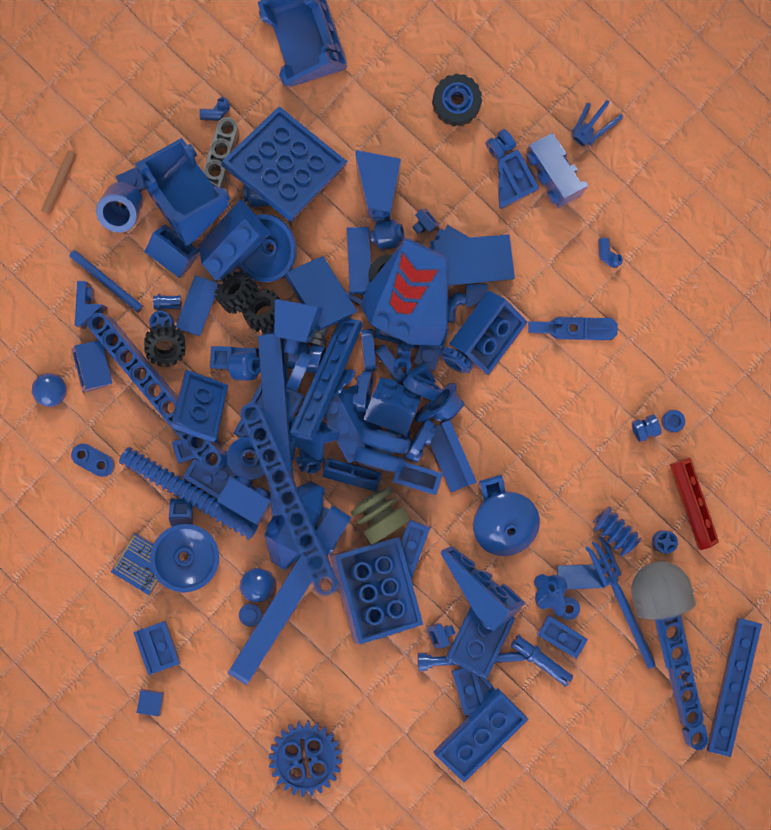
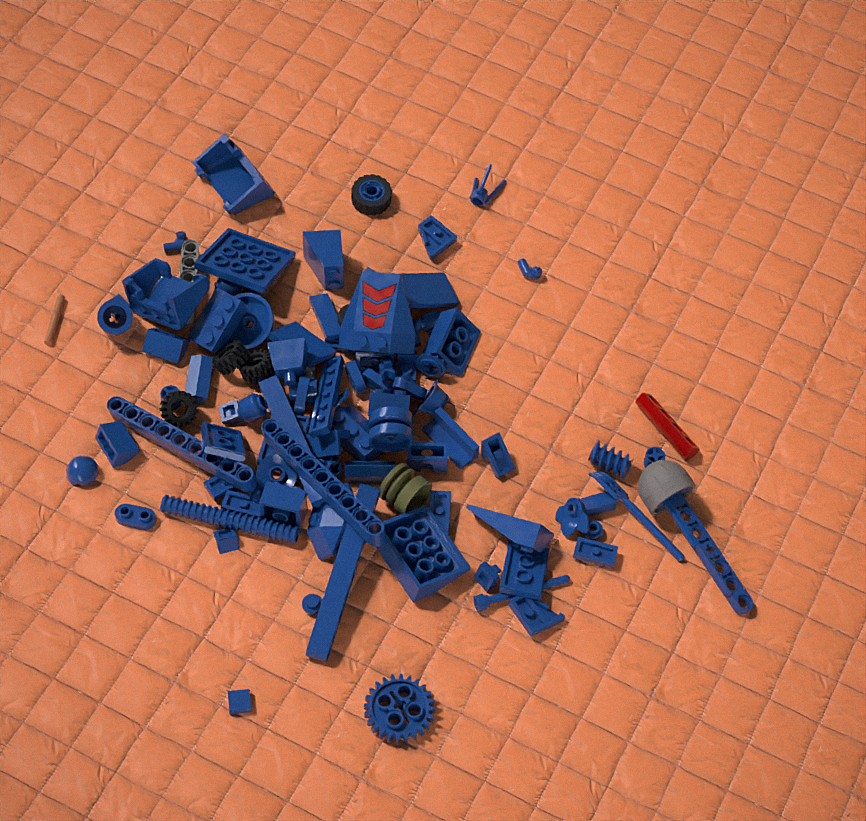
camera: 20 degrees left, 30 degrees down
(84, 308) = (101, 398): blue slope -> none
(106, 281) = (113, 380): blue bar -> none
(135, 564) = (201, 588): blue tile -> none
(157, 647) = (234, 651): blue plate -> none
(166, 302) = (163, 382): blue pin -> none
(189, 573) = (241, 555): blue dish -> none
(257, 585) = (312, 578): blue hair -> none
(365, 385) = (360, 405): blue plate -> none
(387, 234) = (343, 292): blue head -> none
(423, 435) = (422, 421): blue tile -> none
(480, 735) = (552, 648): blue tile -> none
(500, 144) = (416, 215): blue wheel -> none
(505, 512) = (504, 477): blue dish -> none
(534, 655) = (584, 575): blue pin -> none
(555, 170) = (467, 222): wedge -> none
(586, 328) = (529, 326): blue piece -> none
(645, 428) = (606, 380): blue wheel -> none
(673, 421) = (626, 373): blue tile -> none
(734, 687) = (758, 556): blue plate -> none

